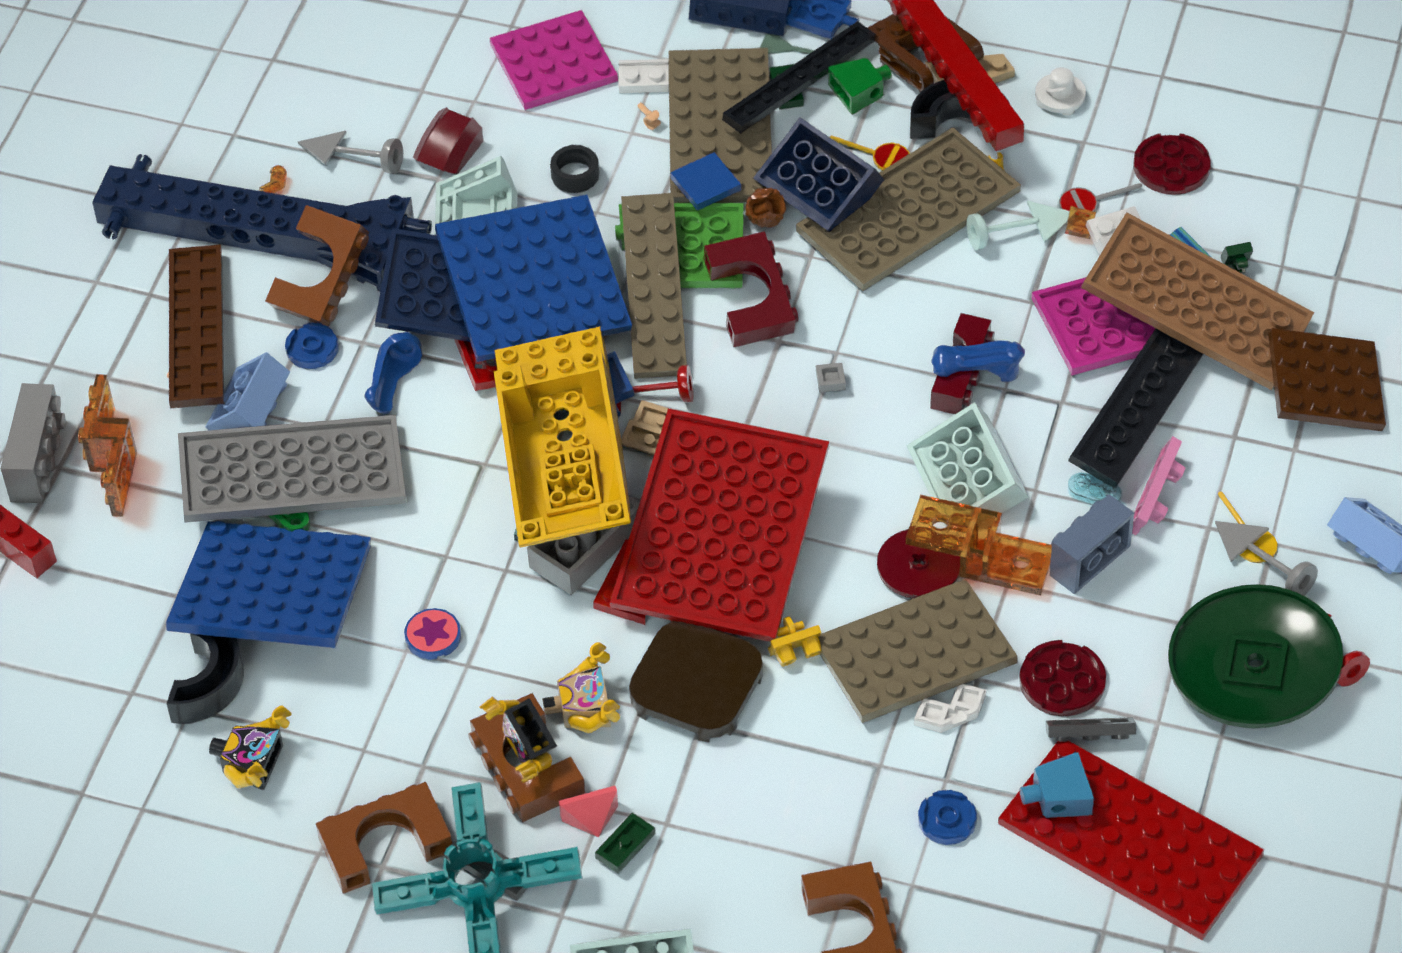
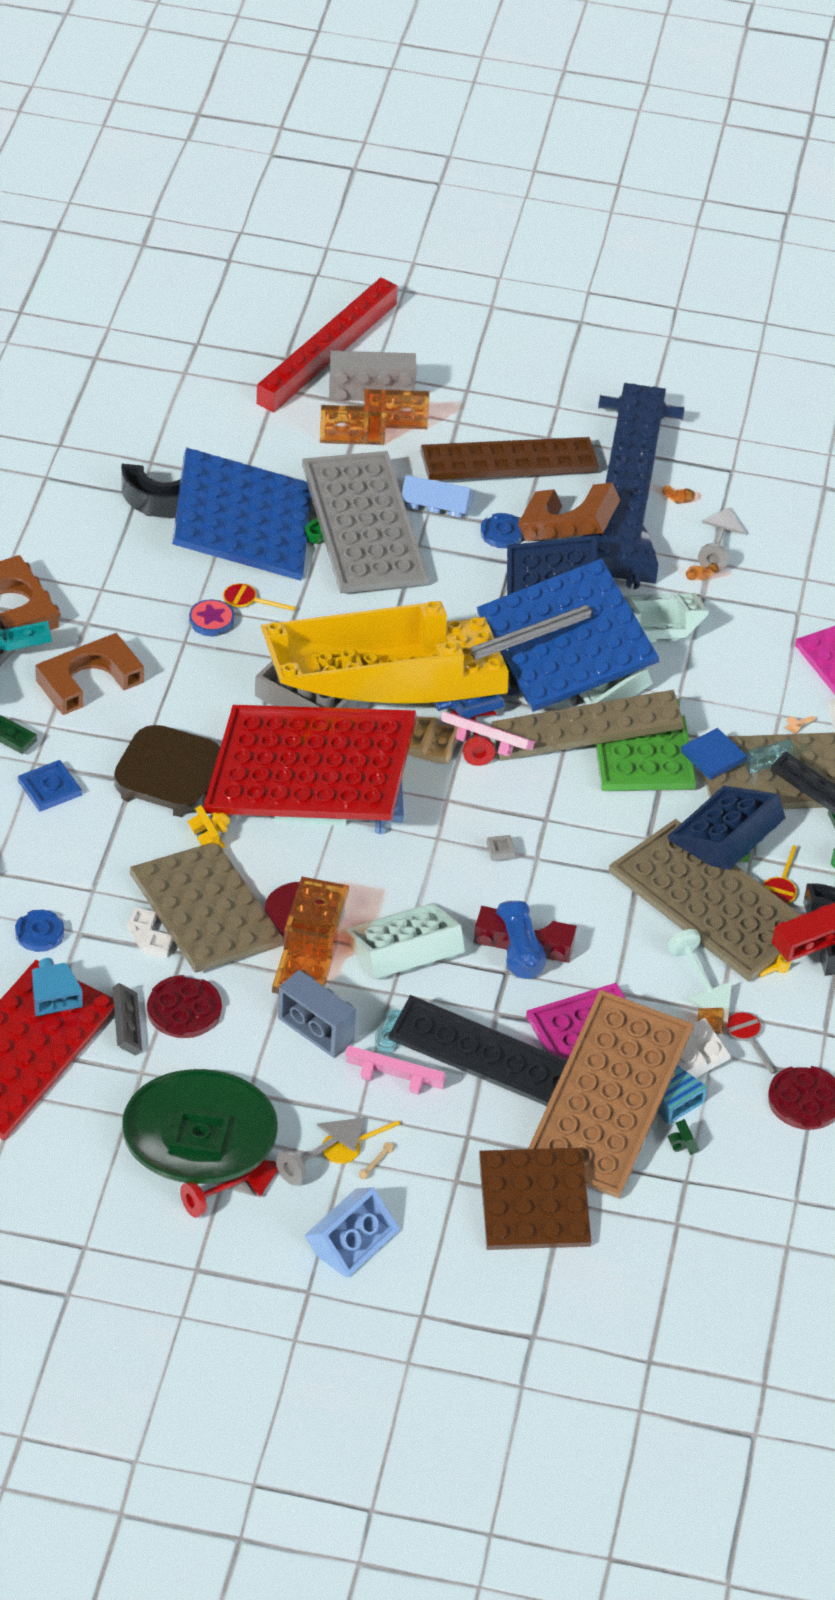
camera: 80 degrees right, 5 degrees down
(252, 750) = (86, 521): torso -> none
(395, 358) = (485, 573): blue hair -> none
(396, 604) = (243, 595): none -> piece
(406, 176) = (701, 572): none -> clear orange arm
(449, 141) = (738, 594): dark red slope -> none
(525, 734) = (93, 655): torso -> none
(549, 295) = (530, 632): none -> axle
(578, 182) = (719, 686): black tyre -> none
(584, 696) = (147, 702): torso -> none
(590, 810) = (40, 714): coral slope -> none
(678, 352) = (507, 739): none -> bright pink hinge
(709, 805) = (49, 785): none -> blue tile
(719, 137) = (765, 756): none -> clear light blue plate
(754, 257) = (570, 806): dark red arch -> none
(765, 207) = (688, 795): dark orange piece -> none
(1255, 503) = (387, 1148): none -> tan hinge

